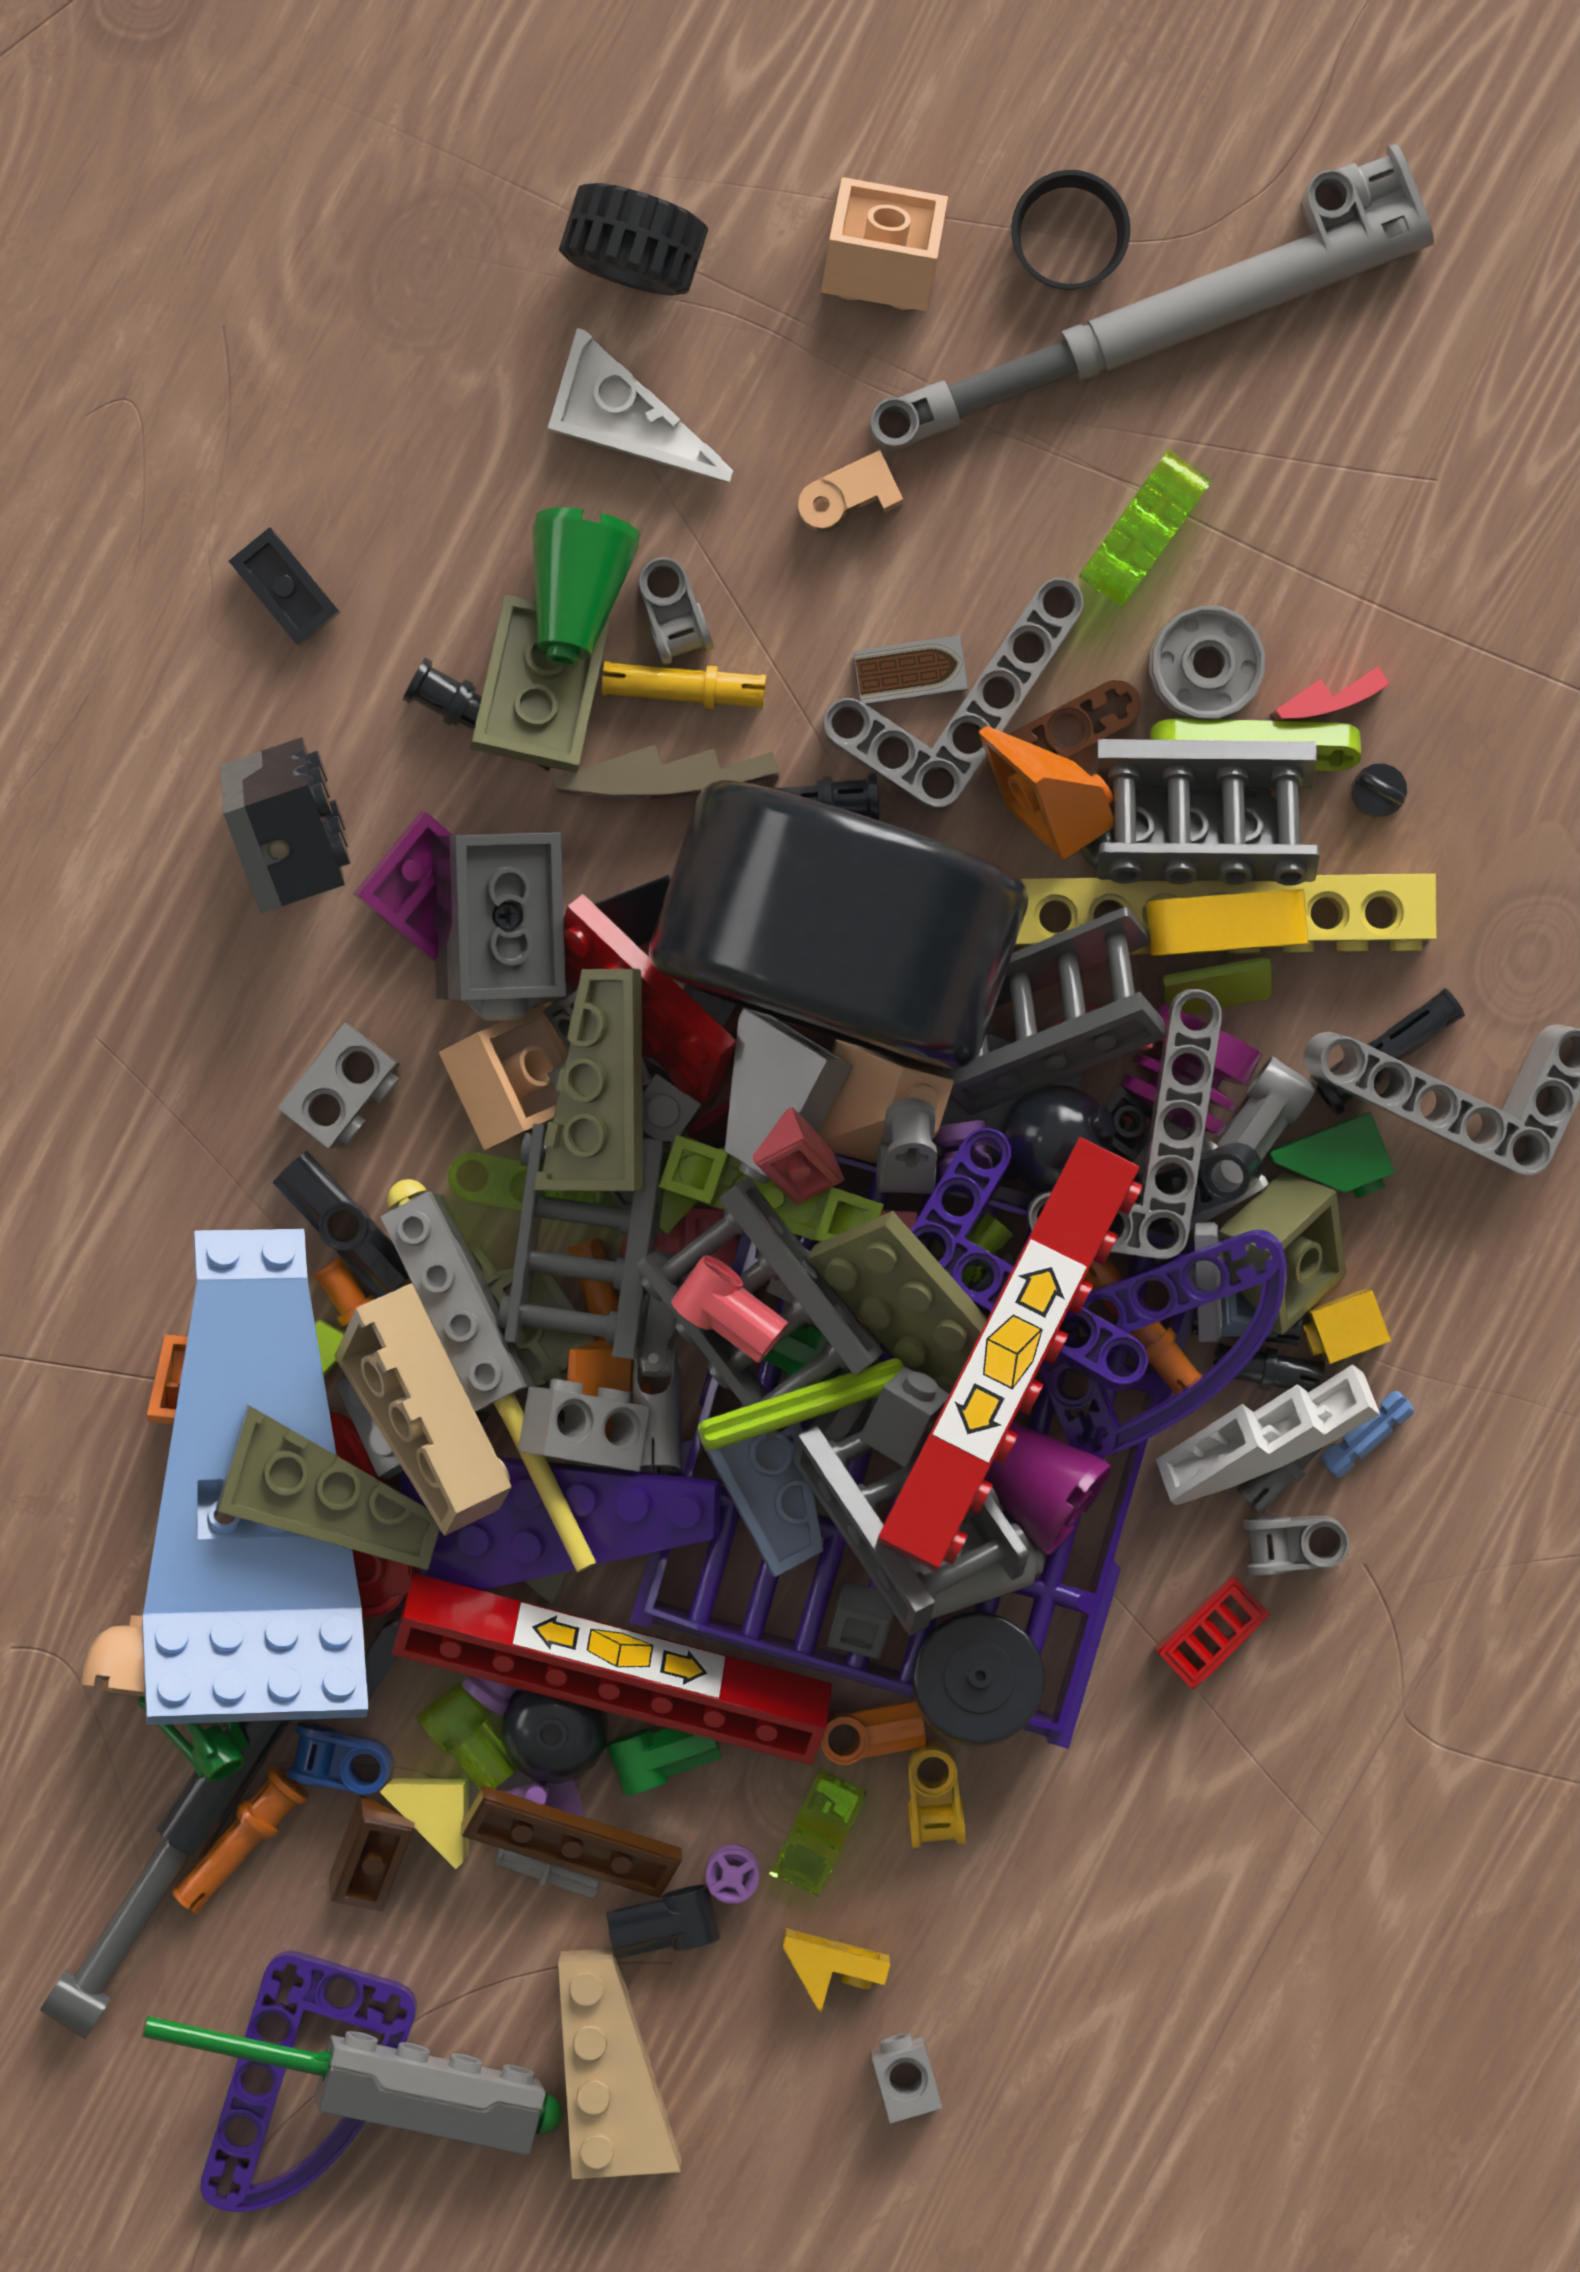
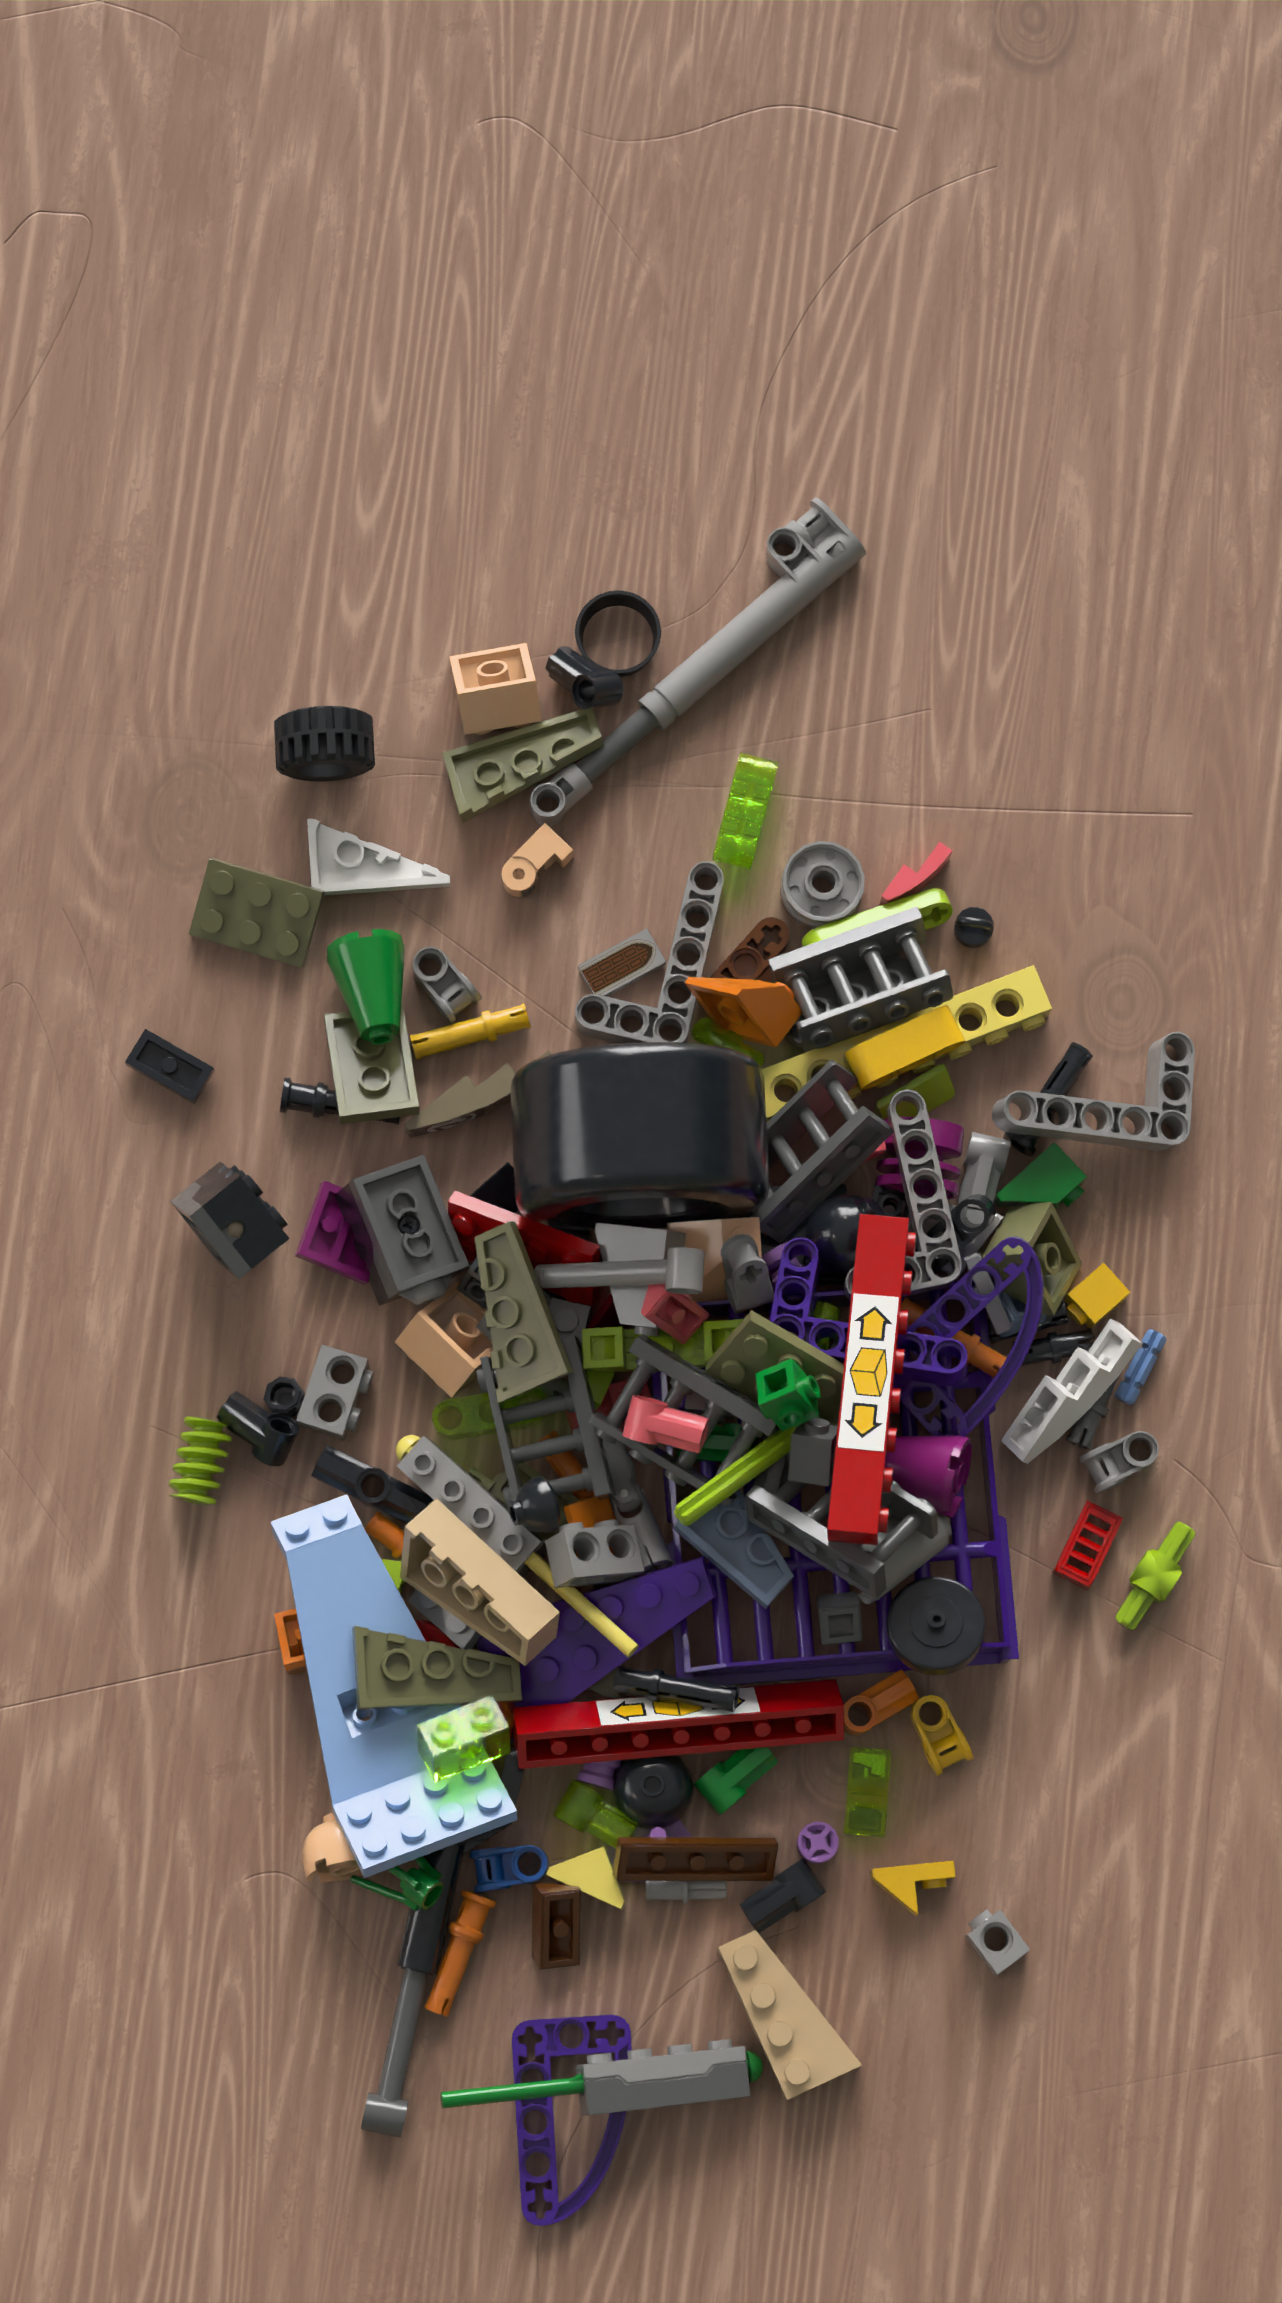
camera: 20 degrees left, 10 degrees down
(139, 1113) = (199, 1460): none -> lime piece
(238, 1109) = (268, 1433): none -> black piece
(275, 1068) = (284, 1396): none -> black tile
(335, 1594) = (463, 1738): none -> clear neon green brick
(467, 426) = (256, 912): none -> olive plate
(531, 1342) = (536, 1507): none -> black brick
(608, 1617) = (668, 1687): none -> black pin
(819, 1127) = (679, 1272): none -> light grey piece
(871, 351) = (513, 761): none -> olive wing
(897, 1337) = (787, 1394): none -> green brick
(1003, 830) = (711, 1034): none -> clear neon green pin
(1004, 285) = (585, 681): none -> black piece
(1281, 1703) = (1155, 1575): none -> lime axle

